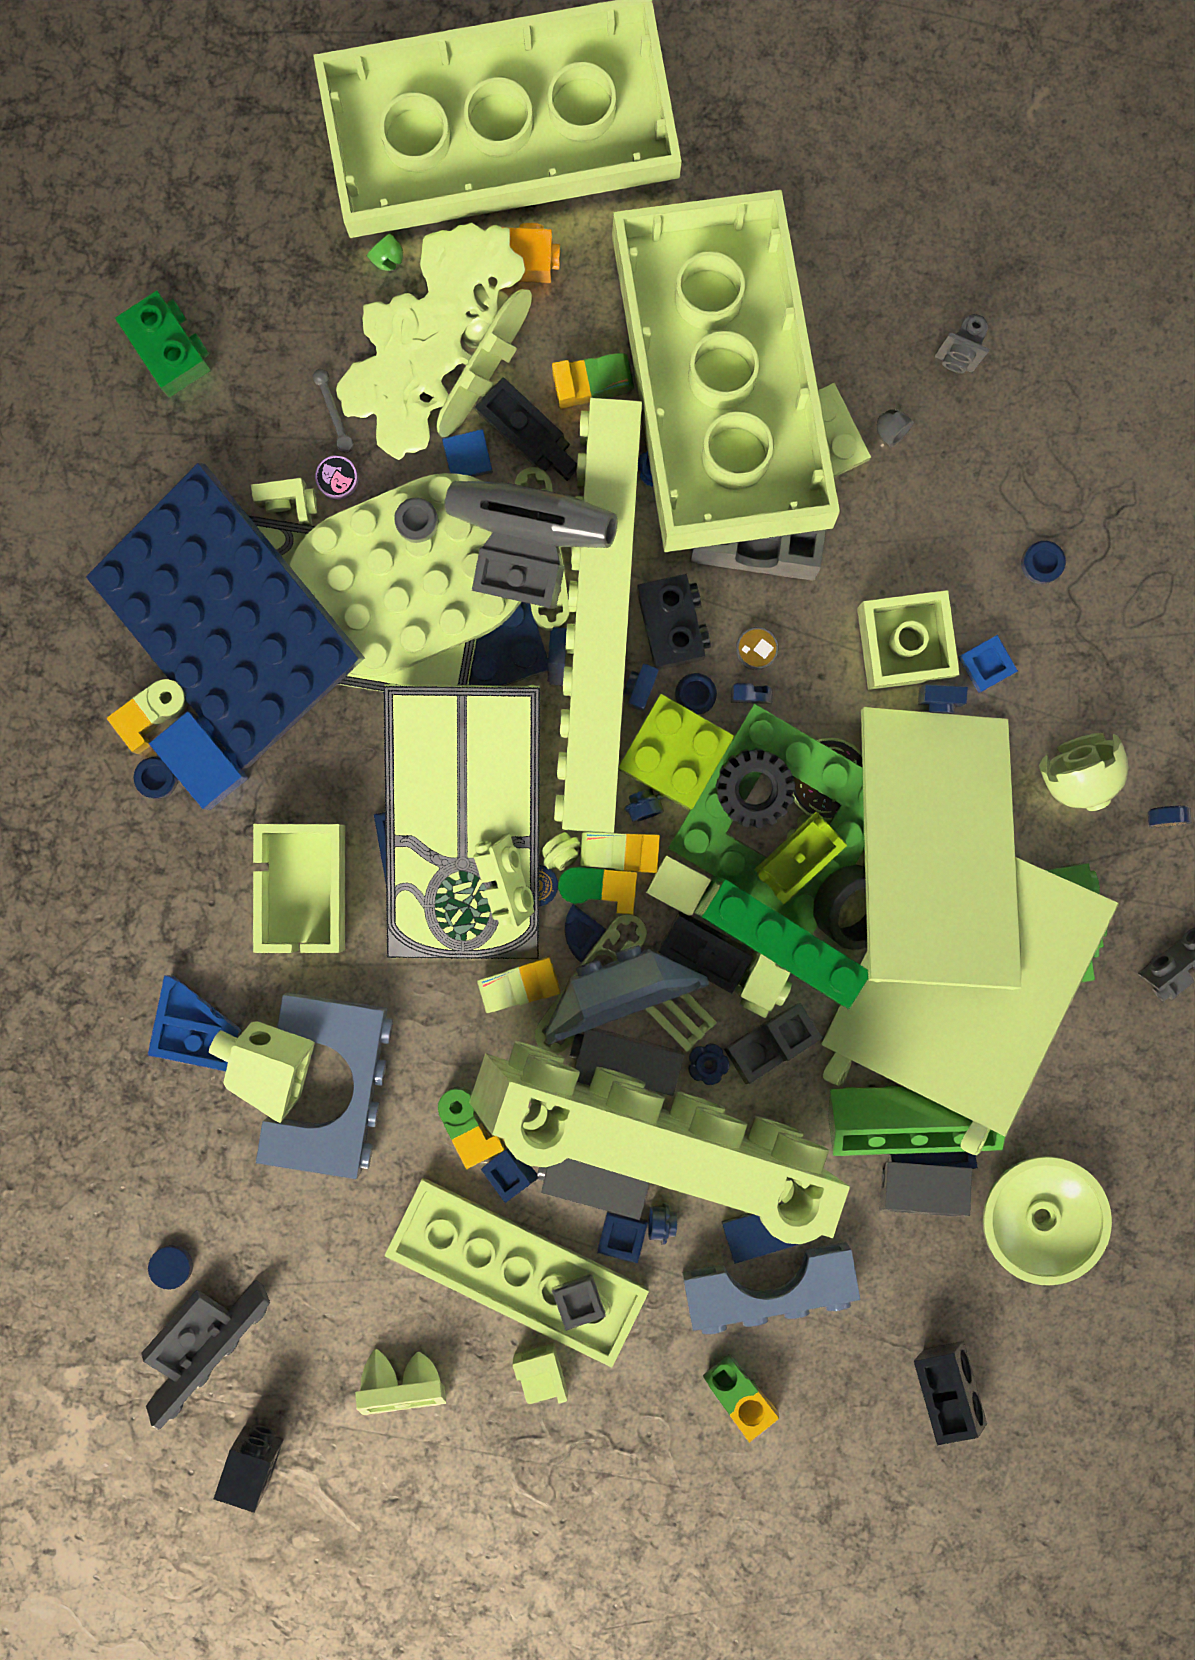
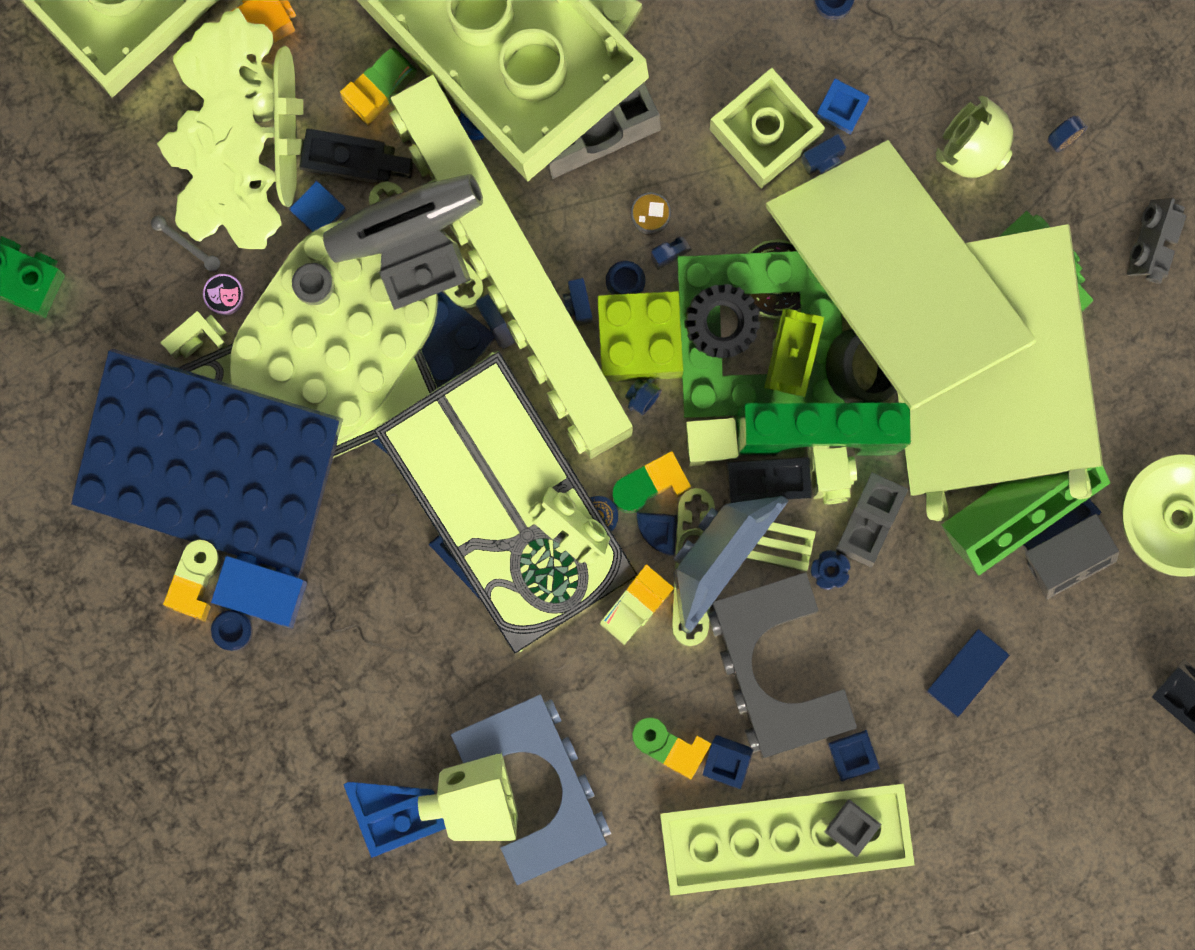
camera: 25 degrees left, 5 degrees down
(302, 891) = (409, 639): yellowish green piece -> none
(386, 253) = (149, 91): bright green hinge -> none
(540, 1374) = (861, 911): yellowish green panel -> none
(561, 851) = (599, 476): yellowish green plate -> none
(620, 851) = (648, 444): leg -> none
(662, 1223) = (878, 723): dark blue plate -> none
(672, 621) = (569, 234): black brick -> none
(681, 1149) = (859, 628): yellowish green piece -> none
(741, 1397) = (1034, 821): leg -> none
(823, 1280) = (1036, 682): sand blue arch -> none

